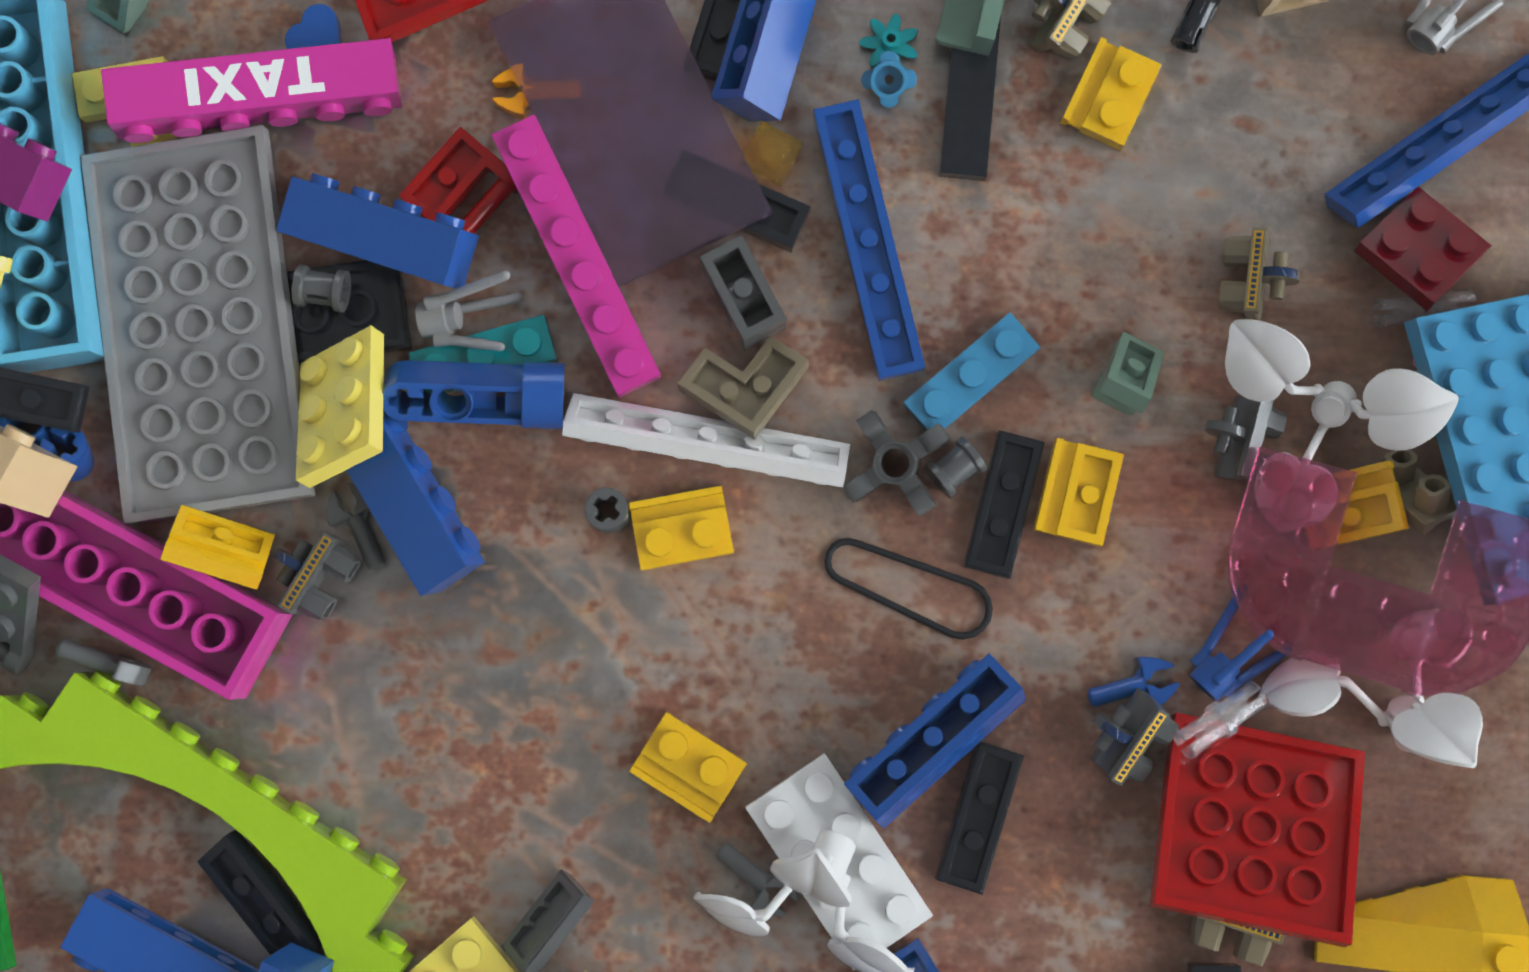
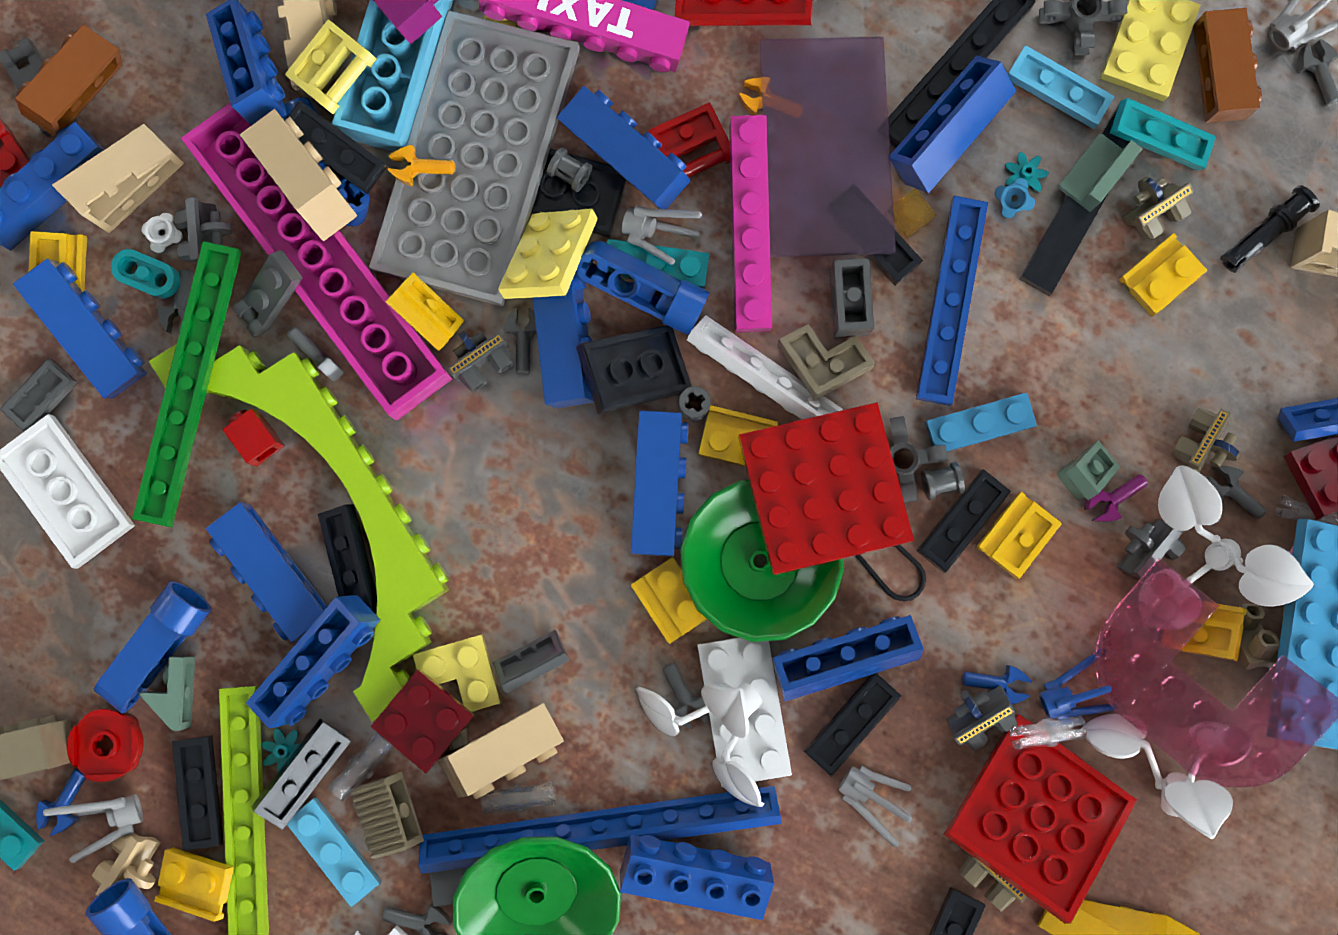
camera: 25 degrees right, 0 degrees up
(71, 802) = (252, 436): none -> red brick
(128, 368) = (417, 165): none -> light orange bar
(512, 501) = (633, 368): none -> black tile
(605, 630) = (657, 483): none -> blue brick
(787, 615) = (735, 592): none -> green dish
(814, 544) = (825, 488): none -> red plate
(1020, 892) = (857, 786): none -> light grey plant
(1175, 393) = (1115, 498): none -> magenta bar
(1314, 320) = (1235, 492): none -> dark grey bar

